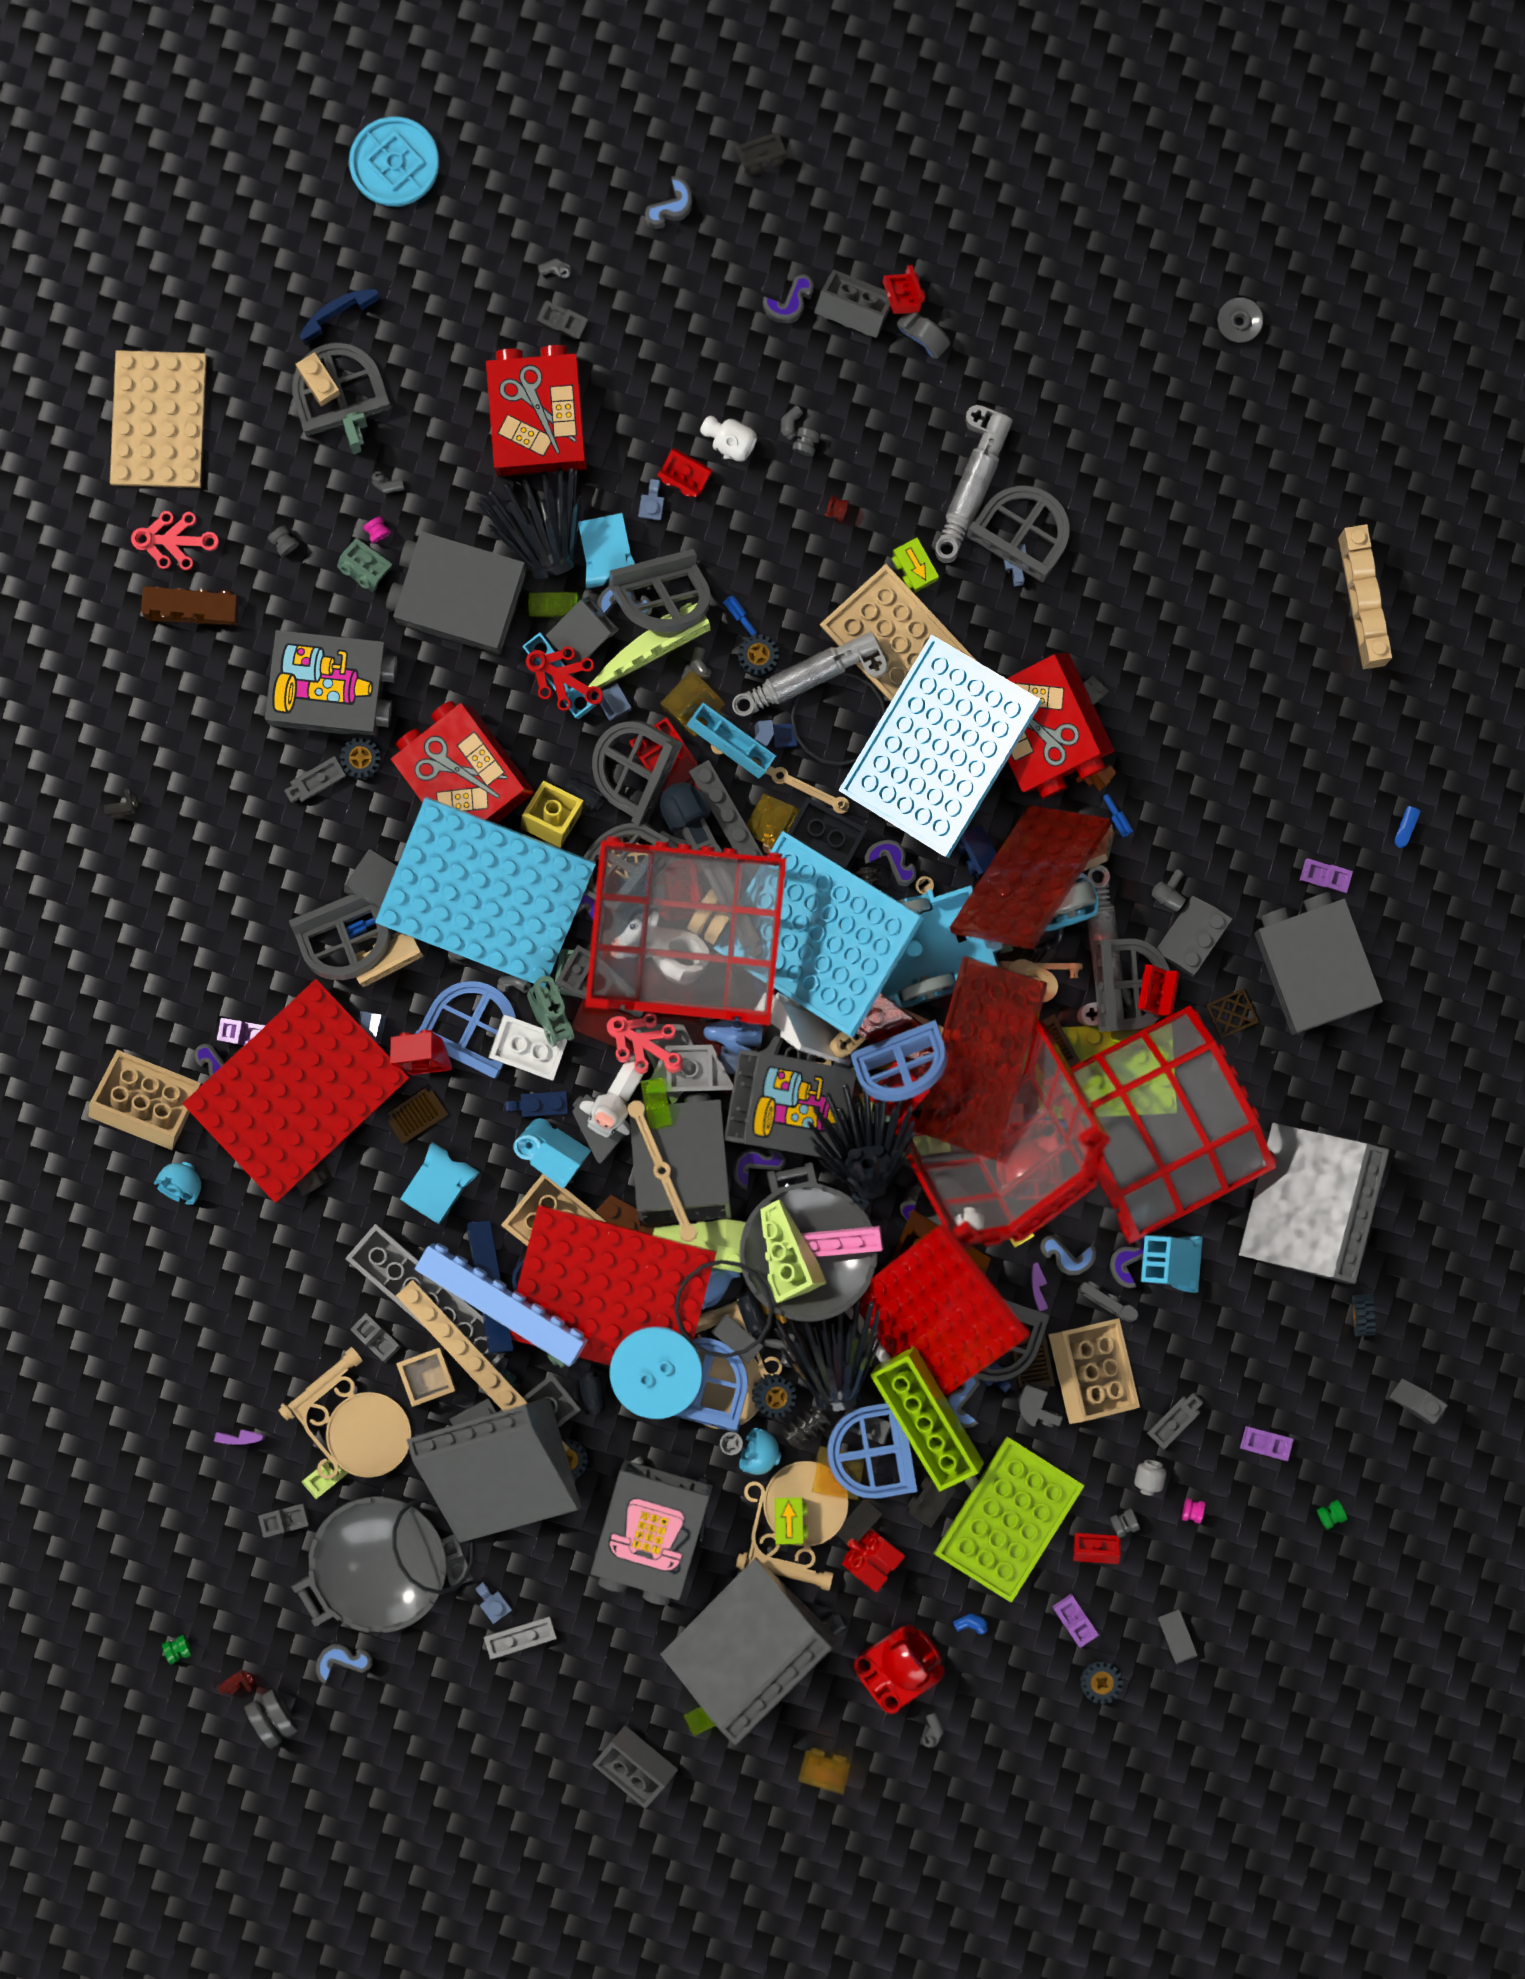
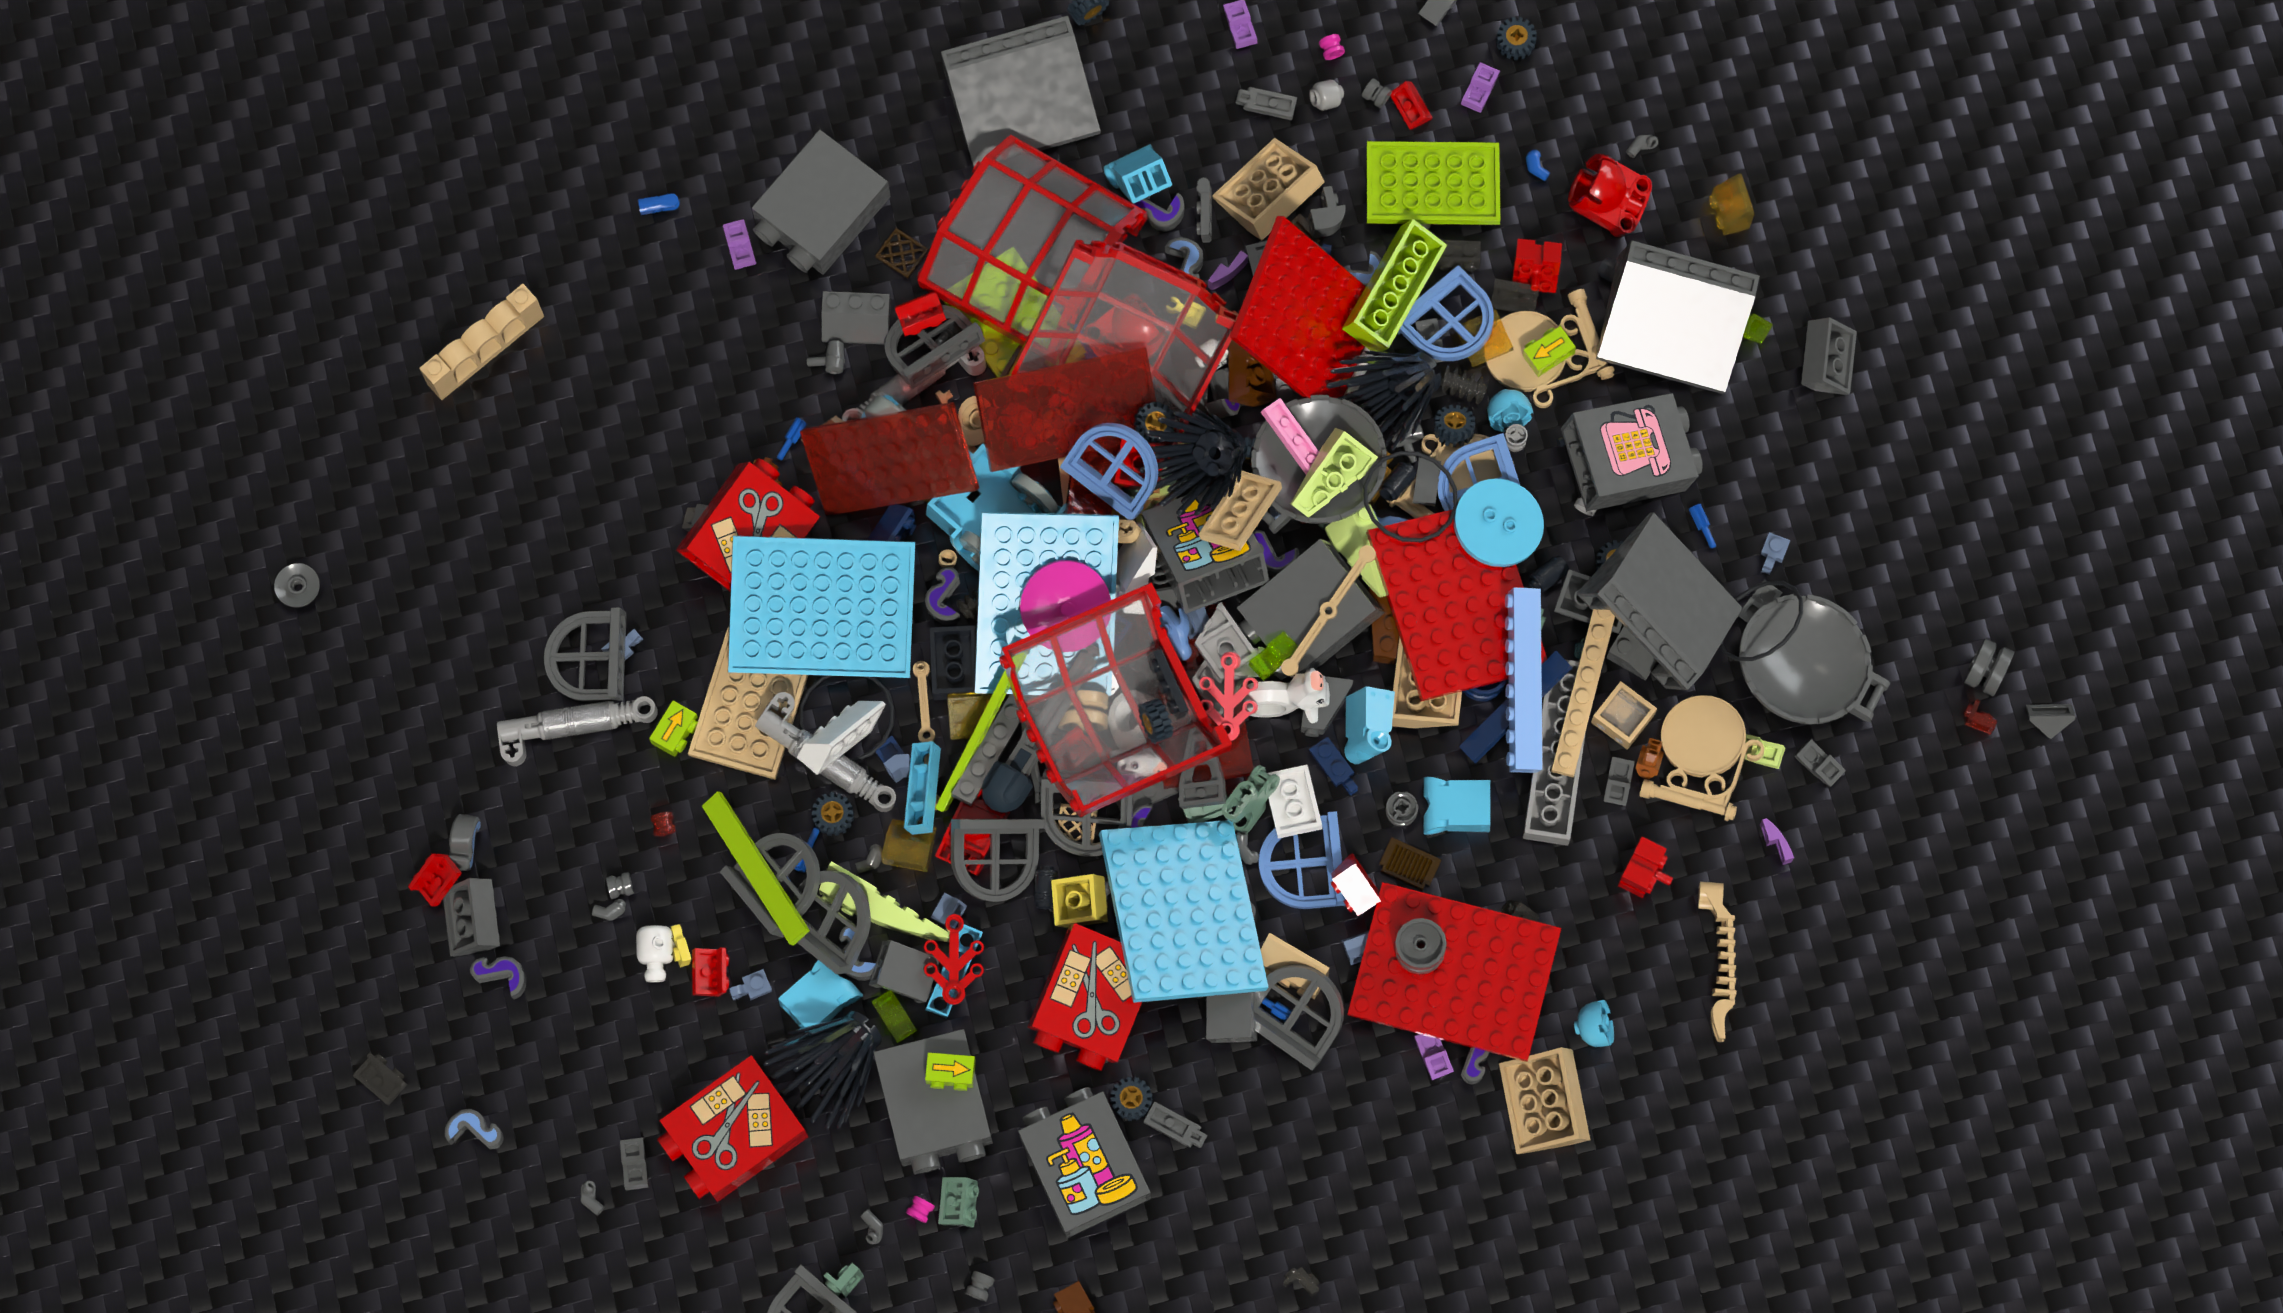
camera: 125 degrees left, 10 degrees down
(177, 1649) = (1985, 784): green wheel -> none
(199, 1746) = (2051, 717): none -> dark grey slope
(226, 1349) = (1711, 897): none -> tan piece
(283, 1308) = (1645, 868): none -> red brick
(342, 1070) = (1416, 959): none -> dark grey wheel
(343, 1656) = (1899, 646): animal -> none
(375, 1375) = (1649, 759): none -> dark orange hips
(465, 613) = (950, 1071): none -> lime brick
(465, 1137) = (1401, 809): none -> dark grey wheel
(520, 1637) = (1786, 511): light grey plate -> none
(555, 1558) = (1702, 523): none -> blue axle
(653, 960) = (1155, 720): none -> black wheel
(681, 992) = (1168, 684): none -> black plate
(716, 458) = (681, 951): none -> light yellow plate
(719, 546) = (745, 890): none -> dark grey window
(743, 810) = (975, 741): none -> lime tile
(746, 559) = (755, 868): none -> lime tile
(790, 1142) = (1241, 512): none -> tan plate
(810, 947) = (1059, 593): none -> dark pink dish
(817, 695) = (840, 734): none -> white slope
(938, 1128) = (1153, 412): none -> black wheel

